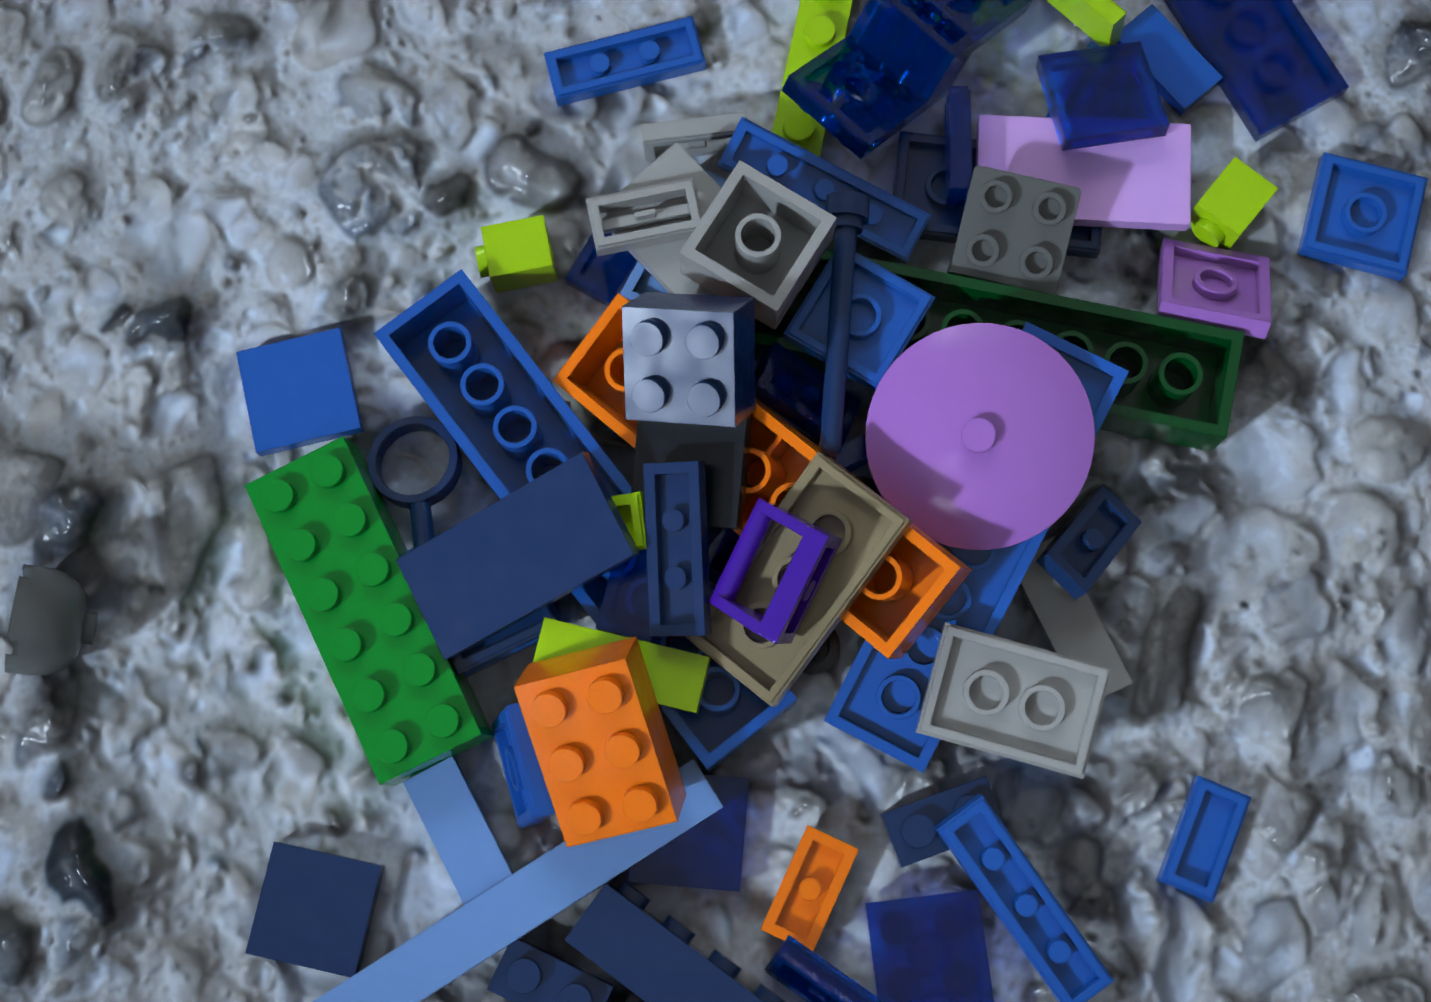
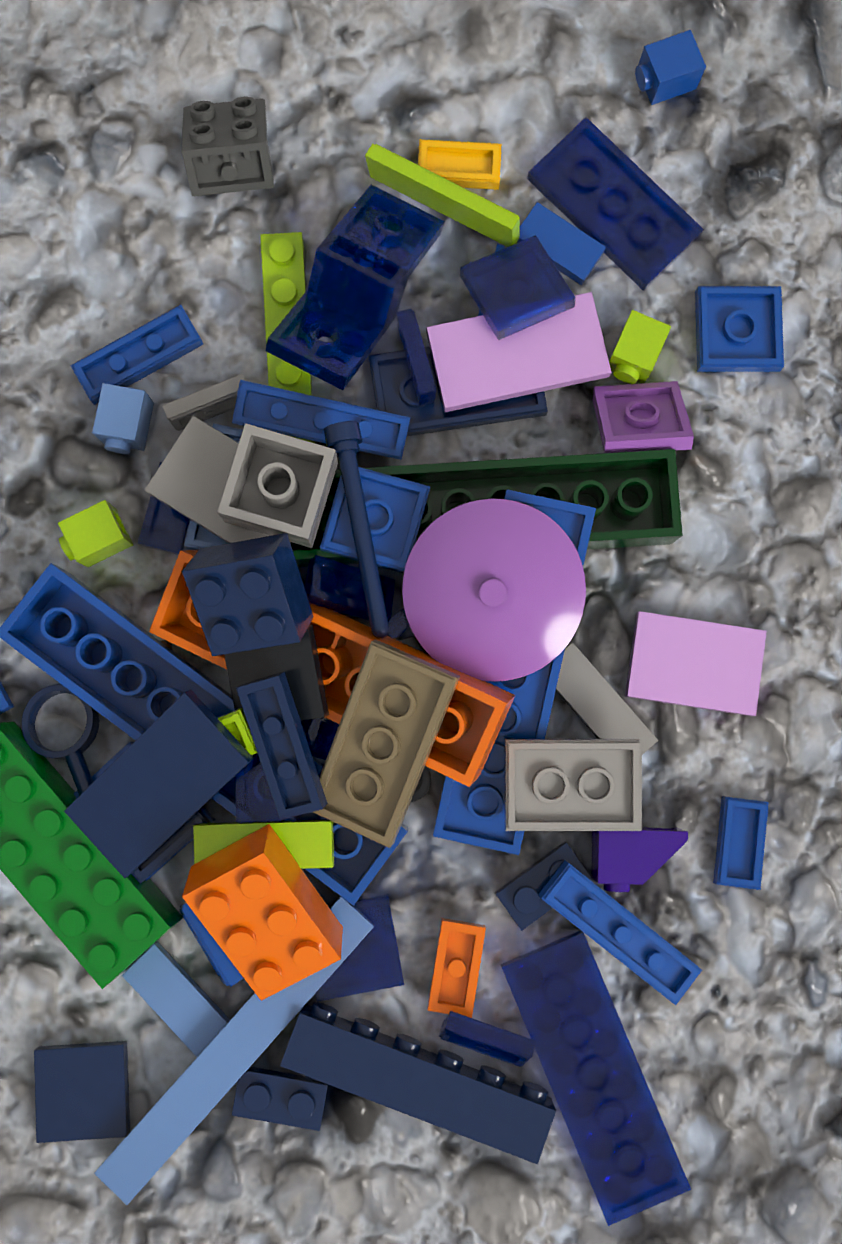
camera: 25 degrees left, 5 degrees up
(589, 129) = (123, 418): none -> medium blue brick
(648, 236) = (175, 469): light grey tile -> none
(797, 584) = (384, 749): dark purple tile -> none
(1014, 230) = (478, 414): dark grey bracket -> none
(1062, 810) = (632, 856): none -> dark purple slope
(1089, 541) = (598, 642): dark blue plate -> none
(1204, 604) = (695, 663): none -> lavender tile

